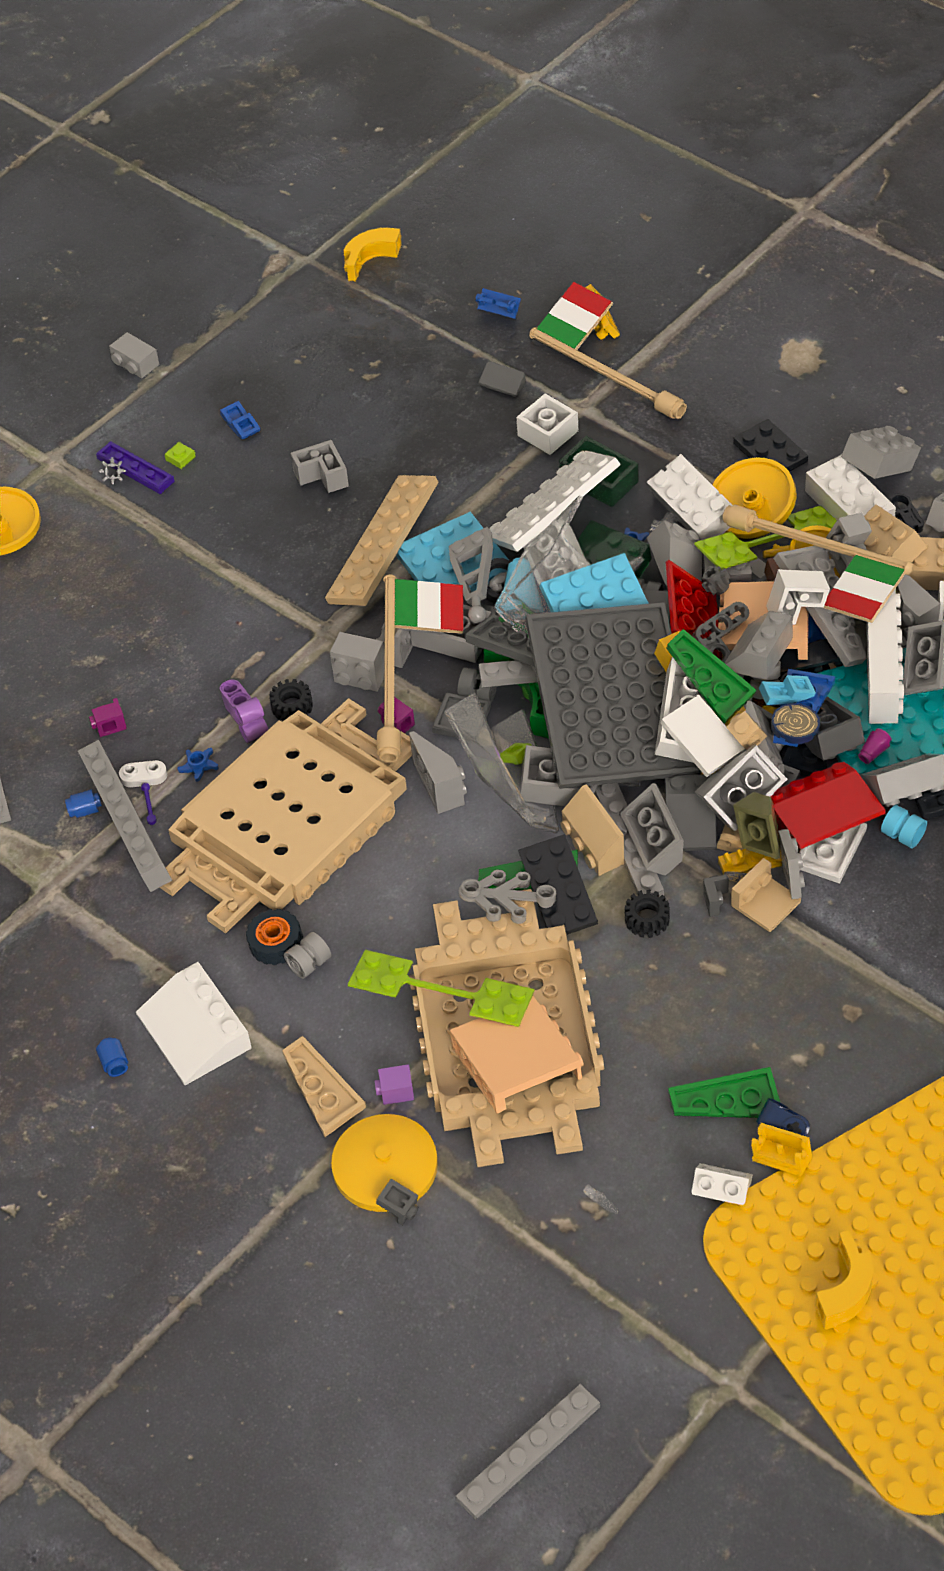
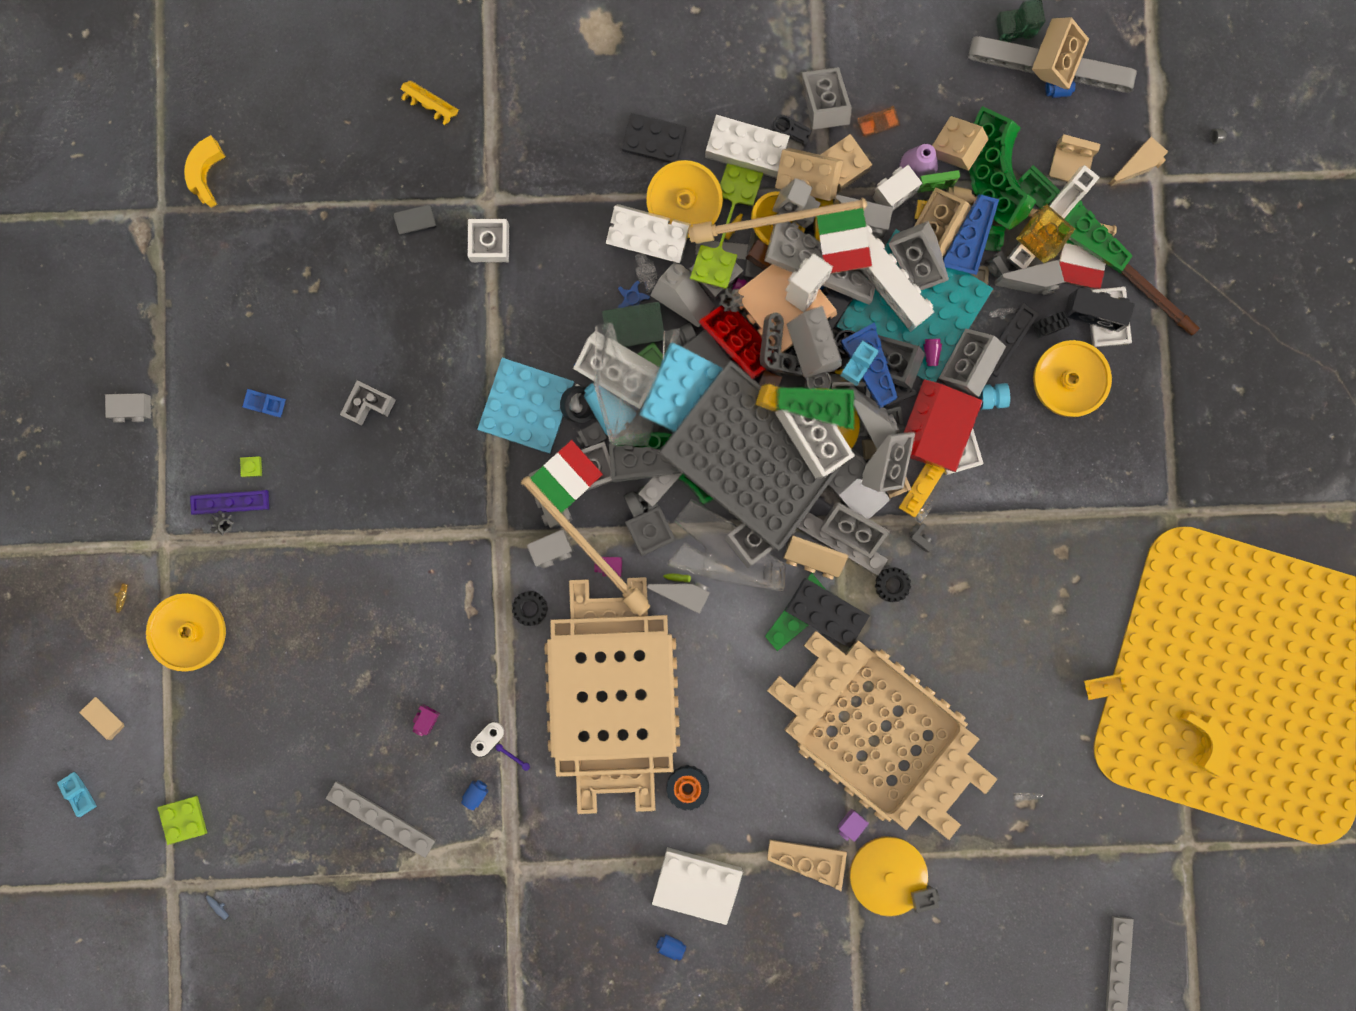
camera: 50 degrees left, 35 degrees up
(125, 816) = (515, 787): light grey brick -> none
(198, 763) = (515, 703): blue animal -> none
(244, 710) = (519, 648): medium lavender piece -> none
(309, 953) = (721, 786): light grey wheel -> none
(381, 540) = (465, 429): tan plate -> none
(464, 549) = (537, 400): light grey plate -> none
(478, 891) = (807, 653): light grey plant -> none
(494, 1001) = (873, 731): lime hinge -> none
(498, 303) = (346, 148): blue hinge -> none
(514, 753) = (714, 534): lime plate -> none
(514, 1058) = (913, 755): light nougat panel -> none
(552, 498) = (569, 320): white plate -> none
(570, 325) = (420, 134): flag -> none
(618, 482) = (561, 255): clear green brick -> none
(702, 735) = (845, 450): white tile -> none
(721, 1184) = (1088, 731): white bracket -> none
(725, 1096) = (1044, 671): green wing -> none
(746, 730) = (872, 426): tan brick -> none
(758, 825) = (922, 479): olive slope -> none
(763, 897) = (954, 516): tan bracket -> none
(780, 1116) = (1090, 666): dark blue piece -> none
(791, 863) = (963, 489): light grey plate -> none
(795, 723) = (887, 386): tile -> none
(881, 452) = (741, 92): light grey brick -> none

